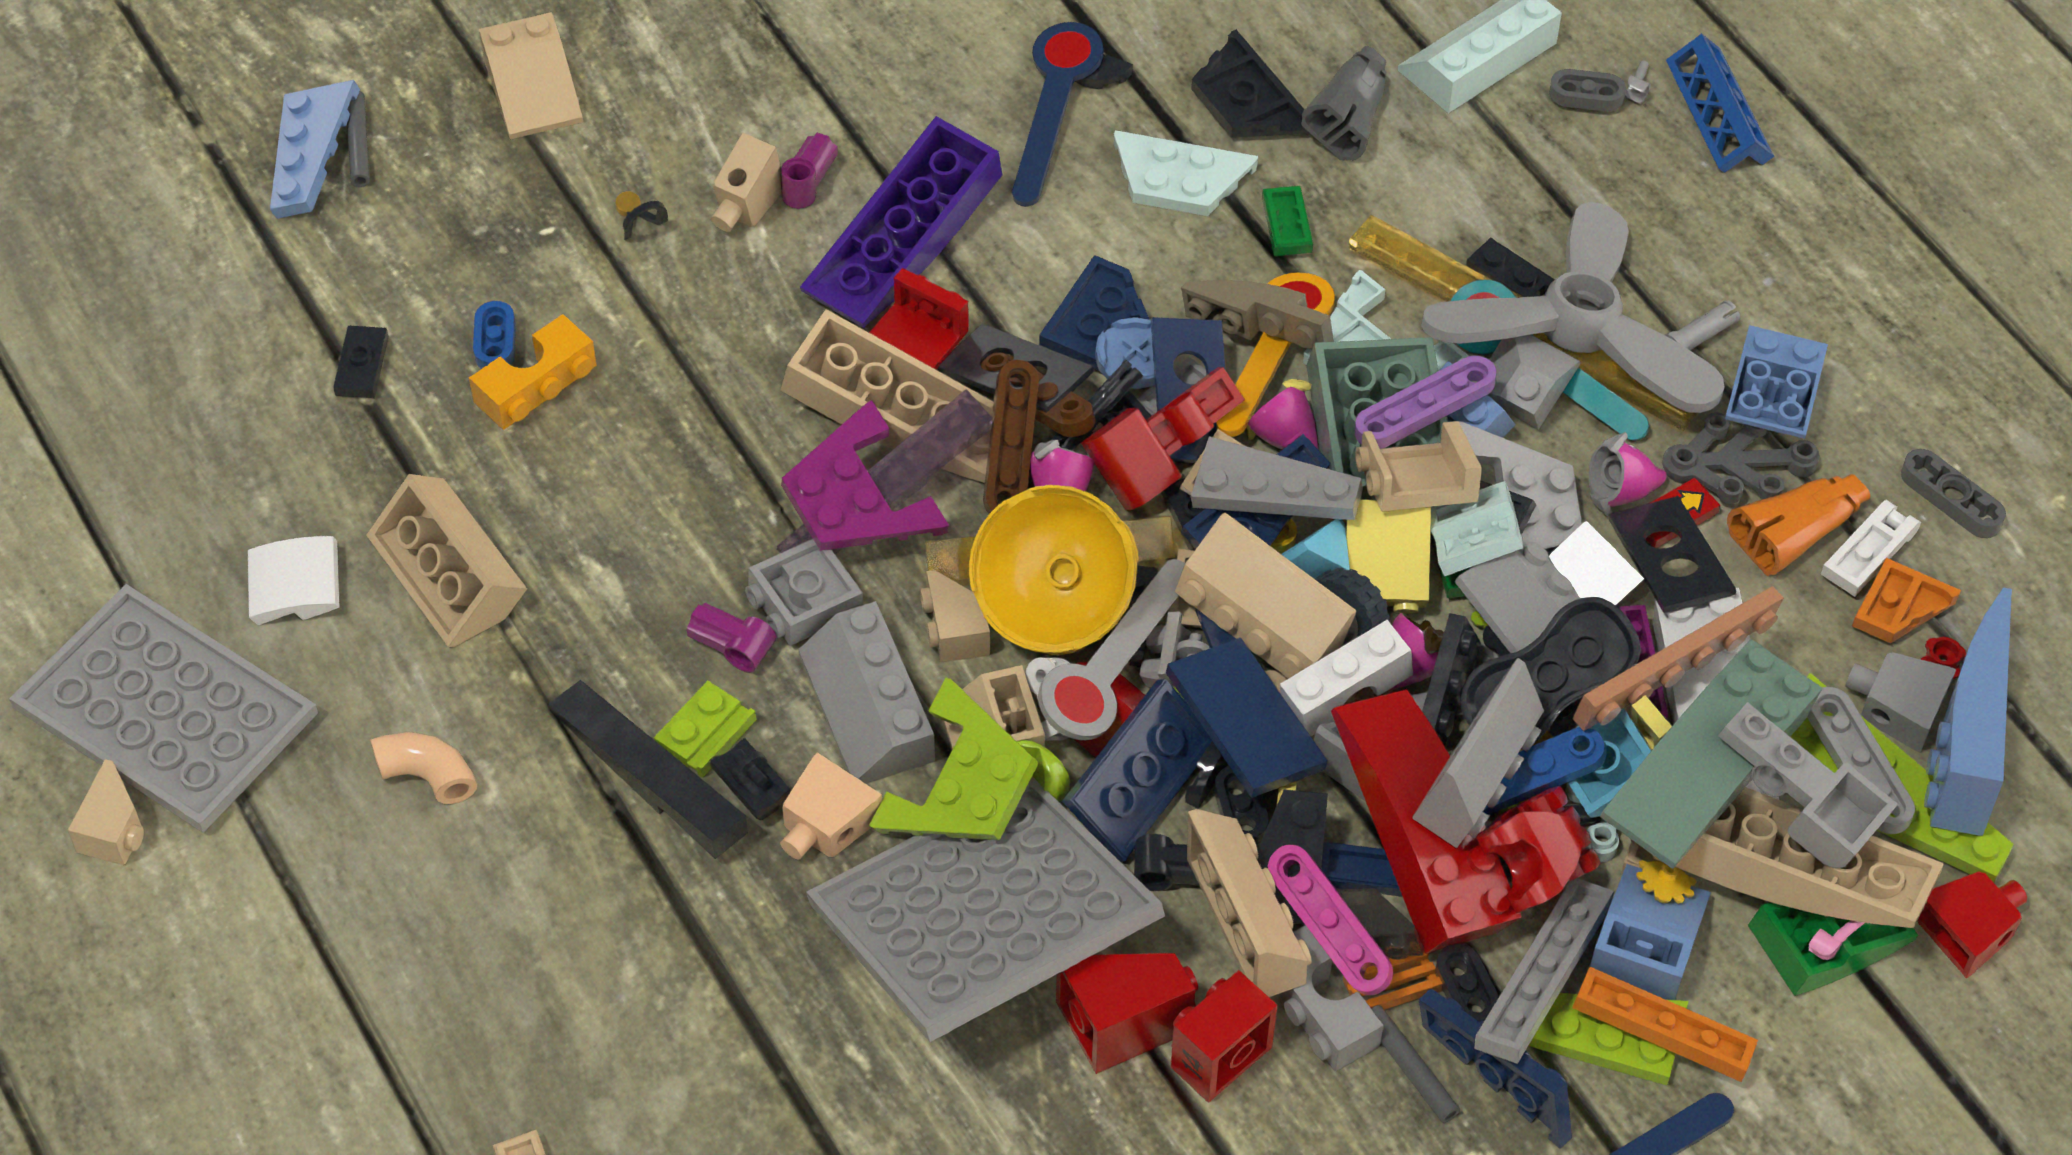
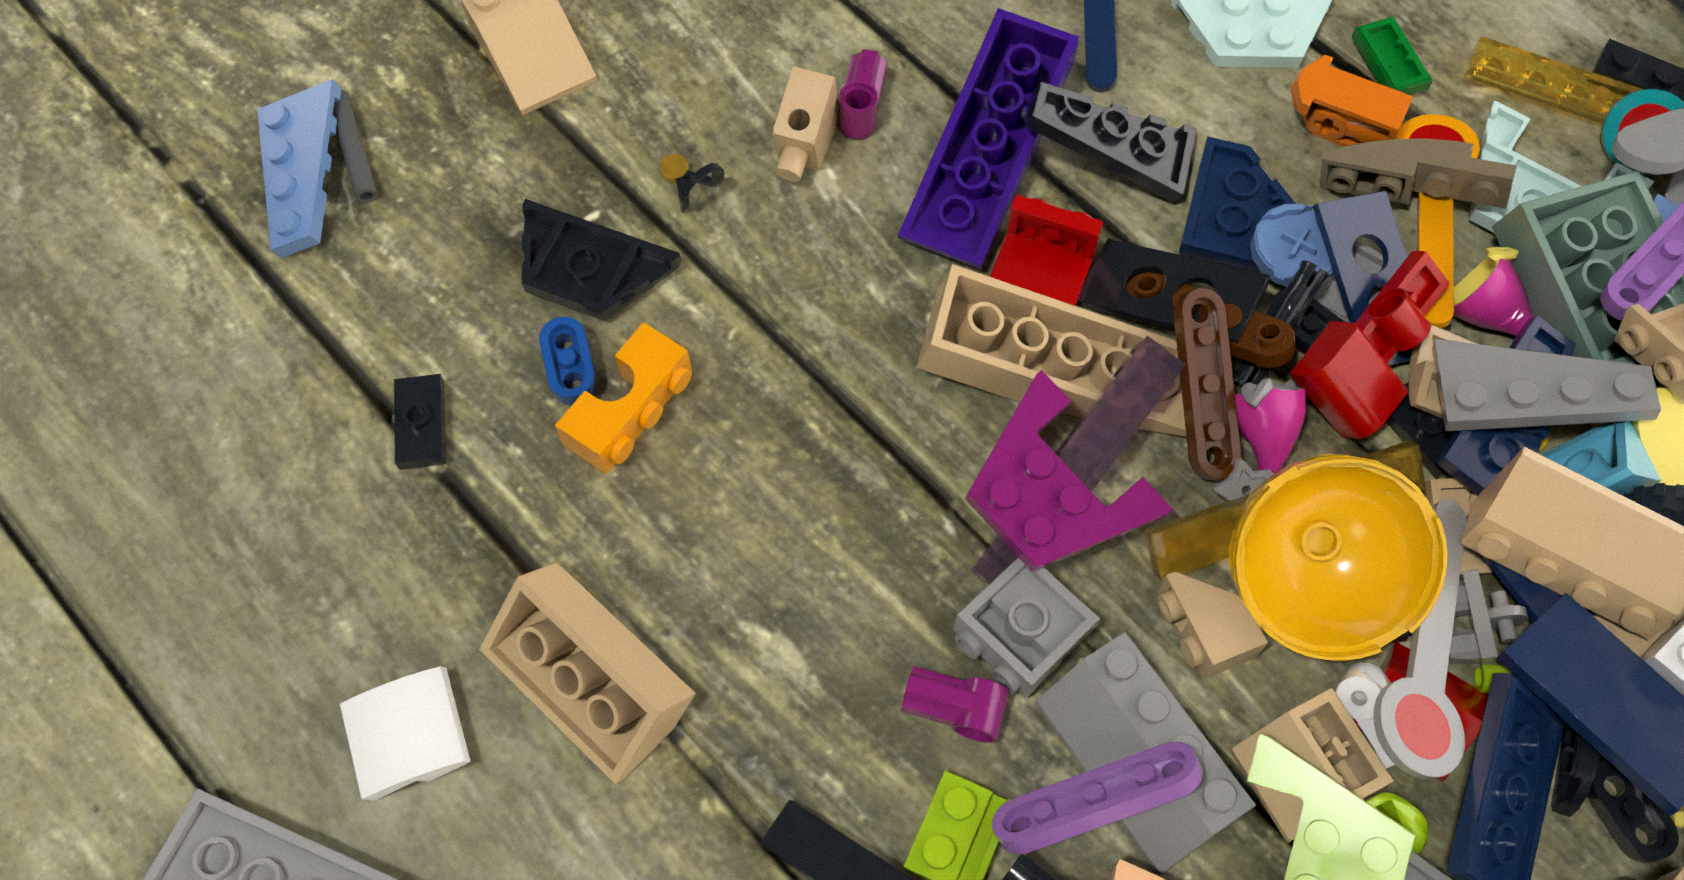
camera: 10 degrees left, 10 degrees up
(532, 264) = (587, 262): none -> black wing
(799, 708) = (1097, 797): none -> medium lavender plate
(1022, 251) = (1126, 144): none -> black wing
(1223, 250) = (1346, 106): none -> orange piece

